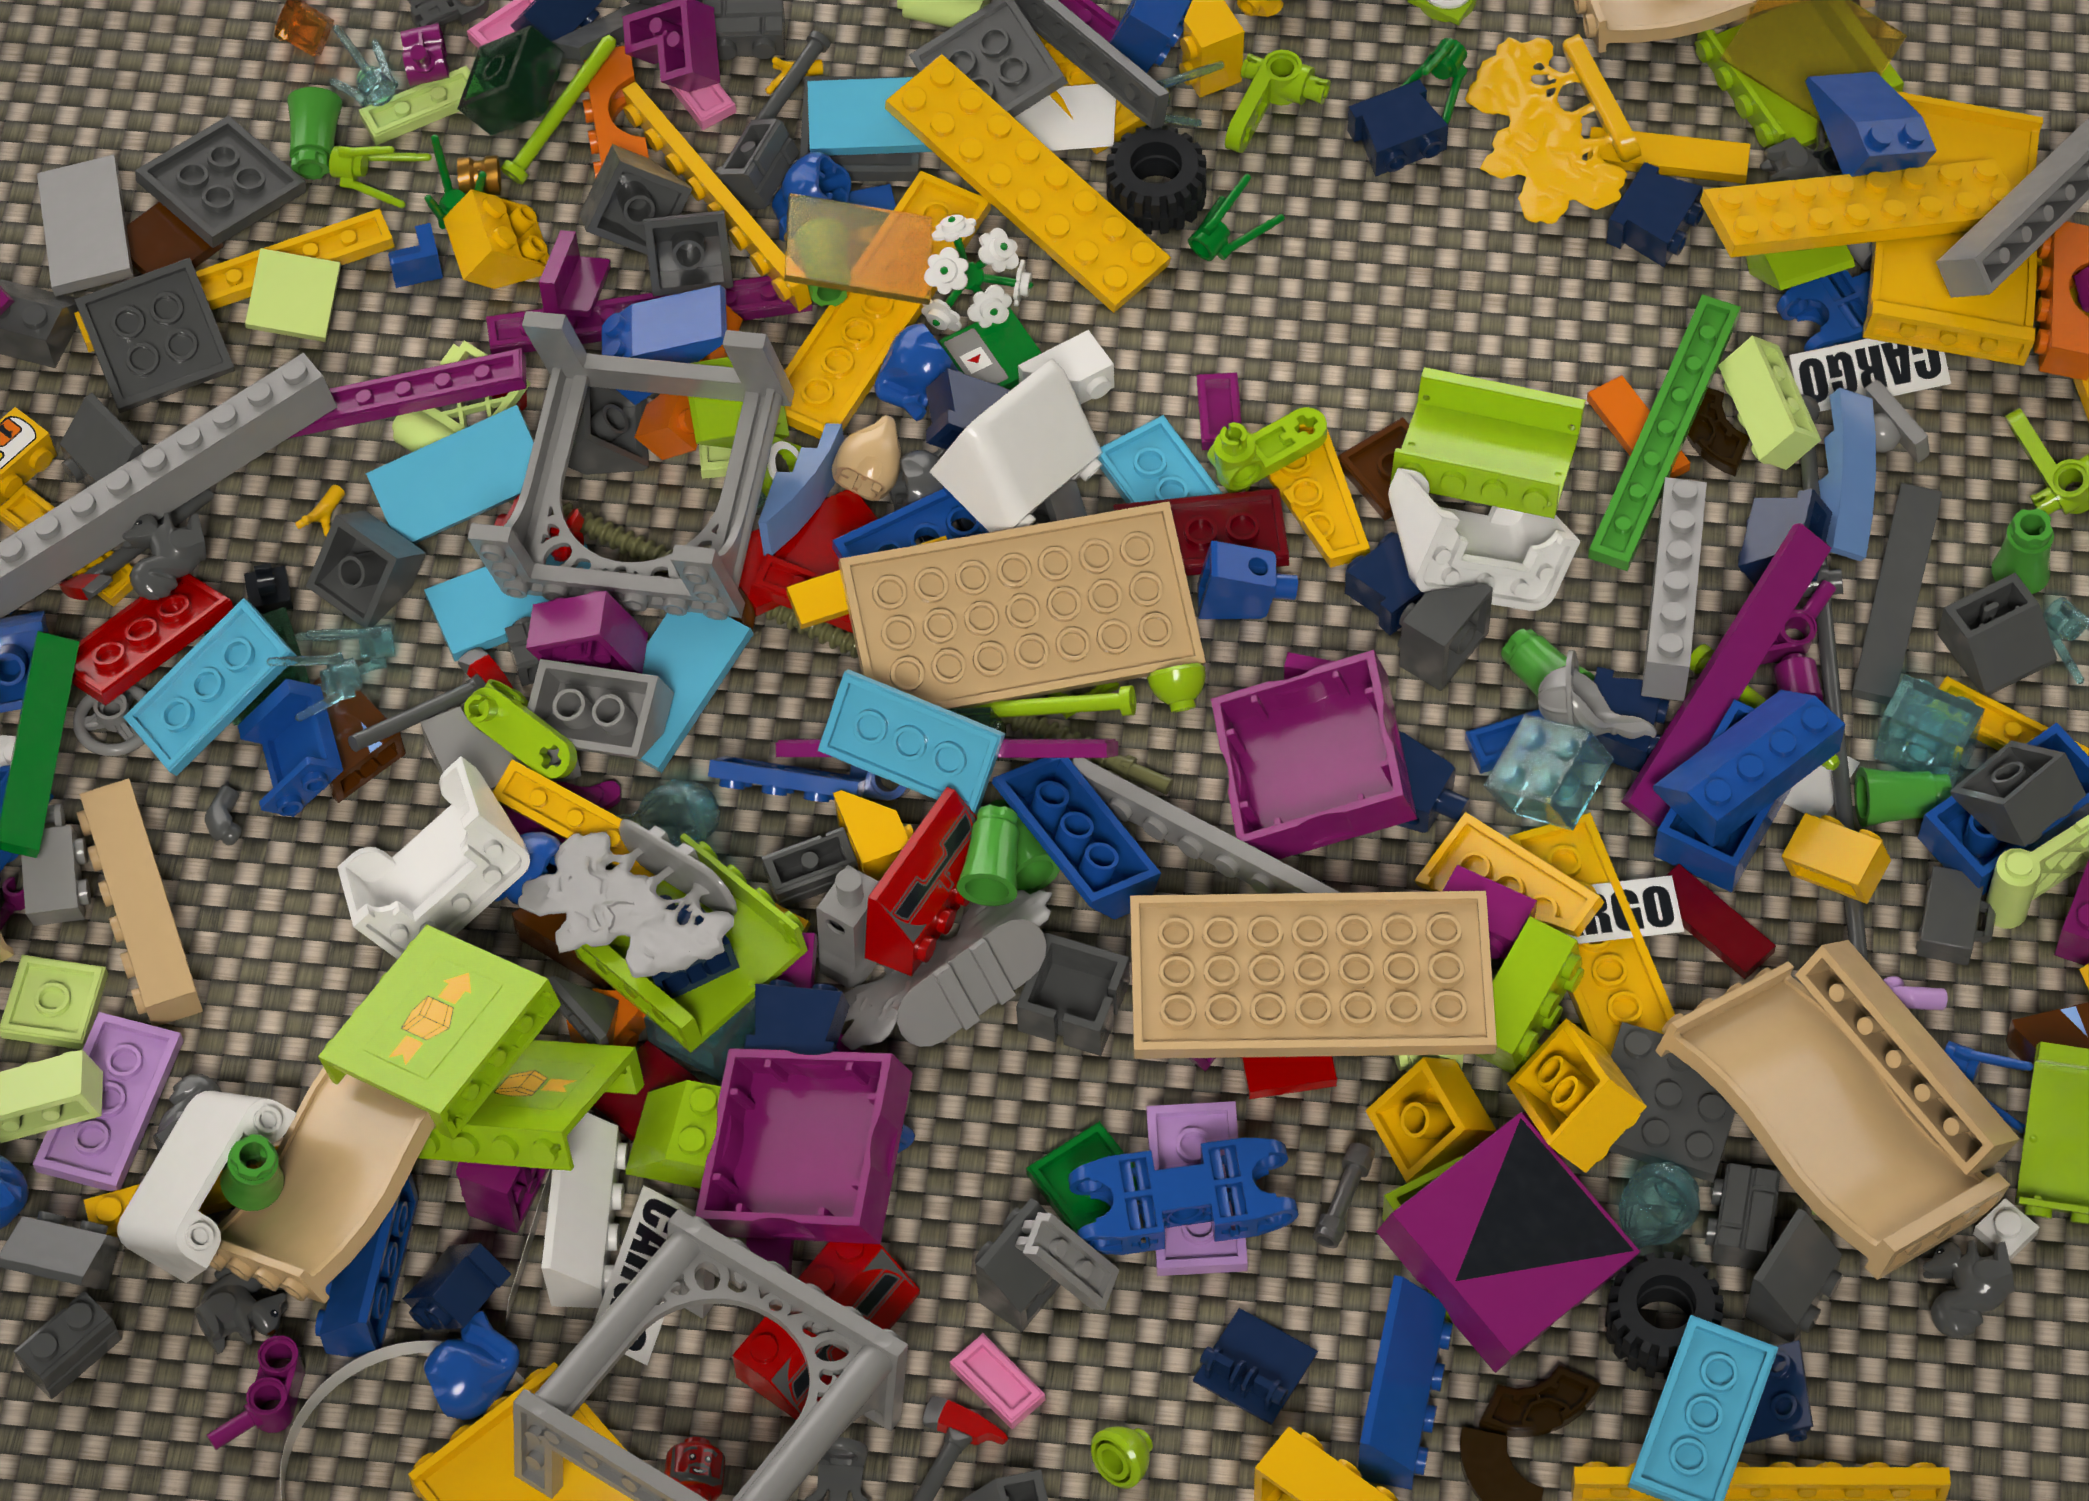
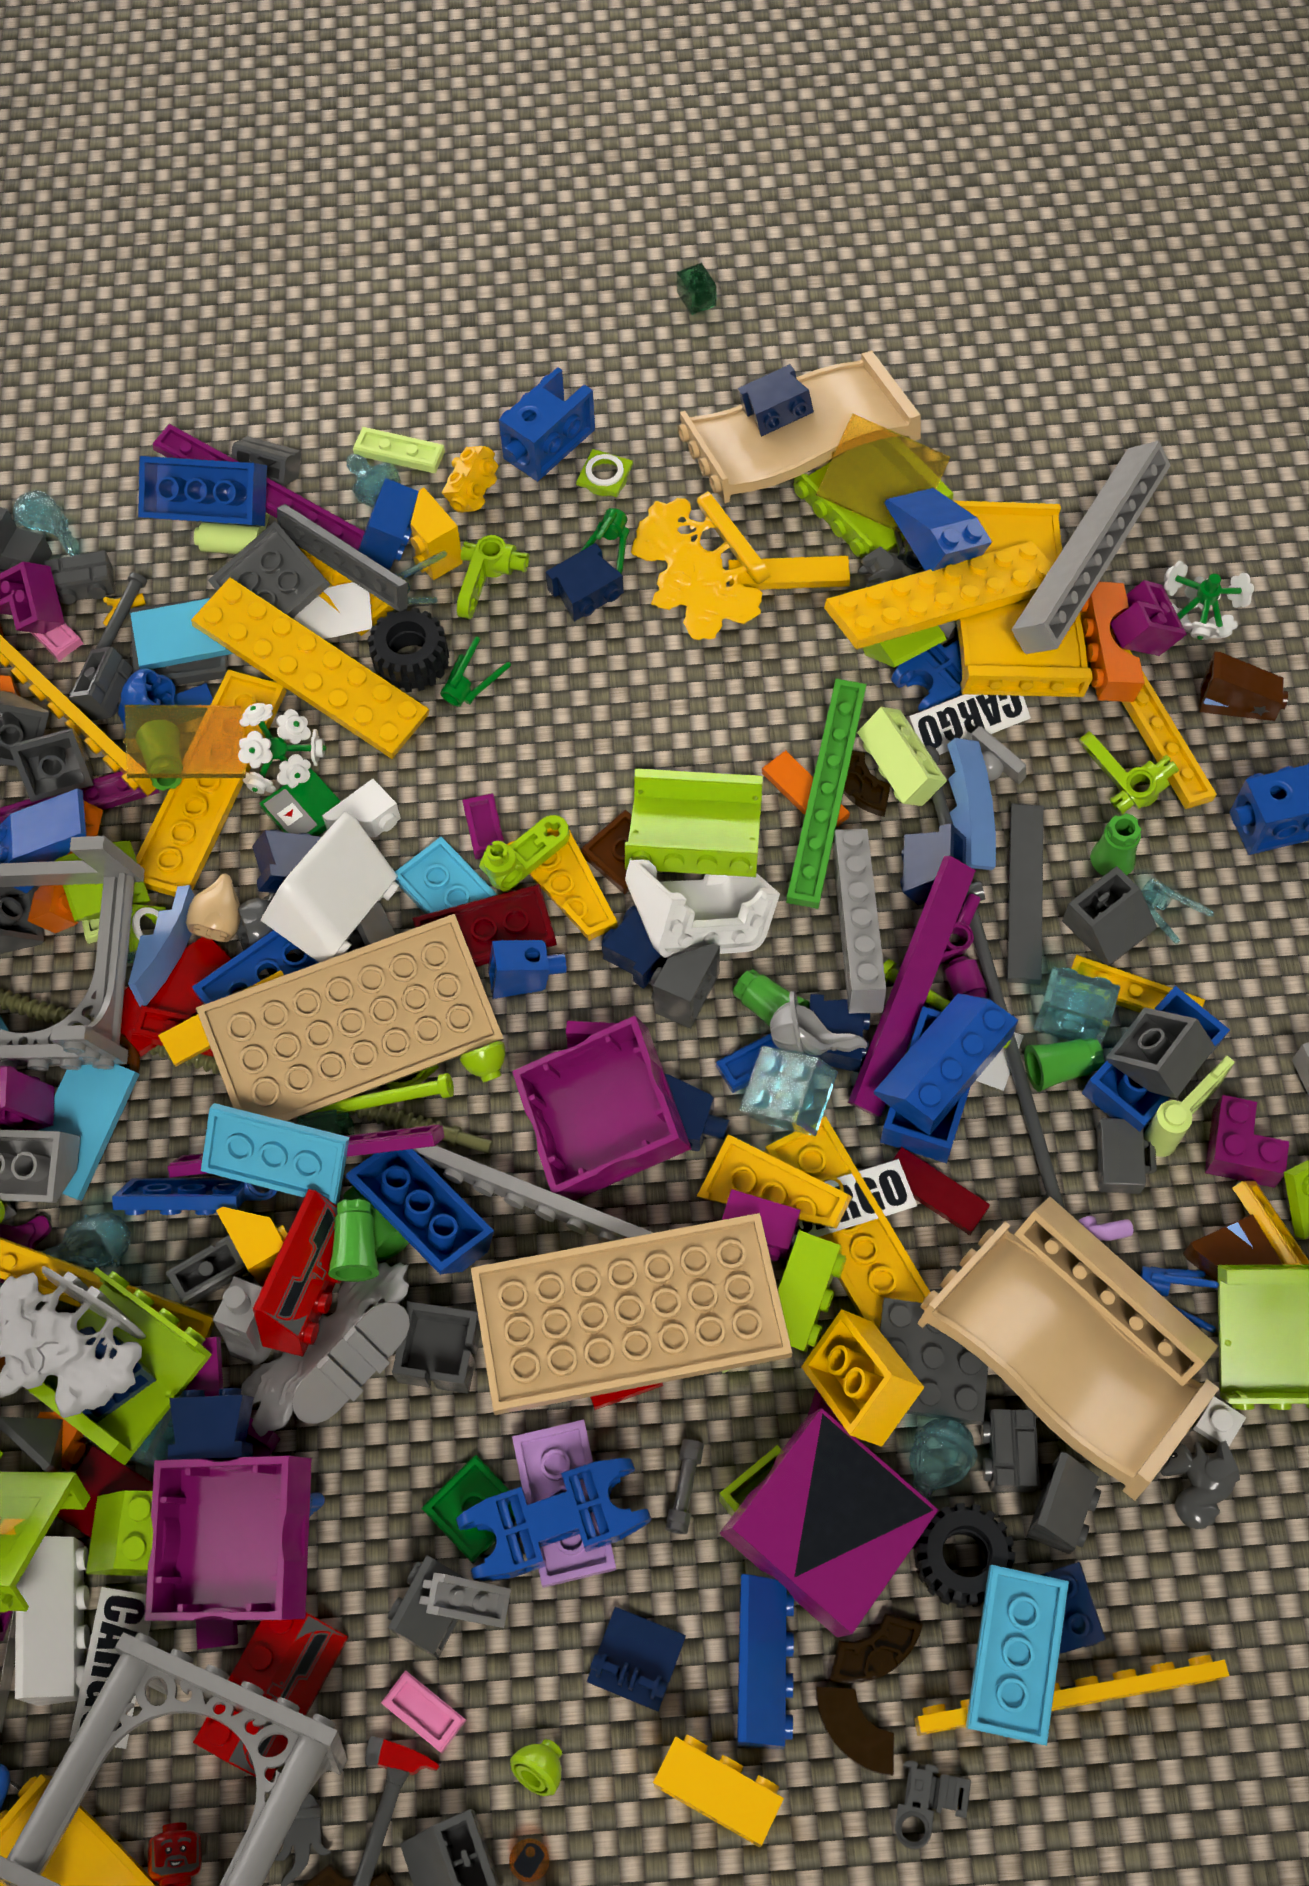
camera: 10 degrees left, 5 degrees up
(910, 368) = (238, 830): blue piece -> none
(1430, 1117) = (744, 1409): yellow slope -> none
(1655, 215) = (788, 621): dark blue hips -> none
(1836, 857) = (1025, 1123): yellow piece -> none

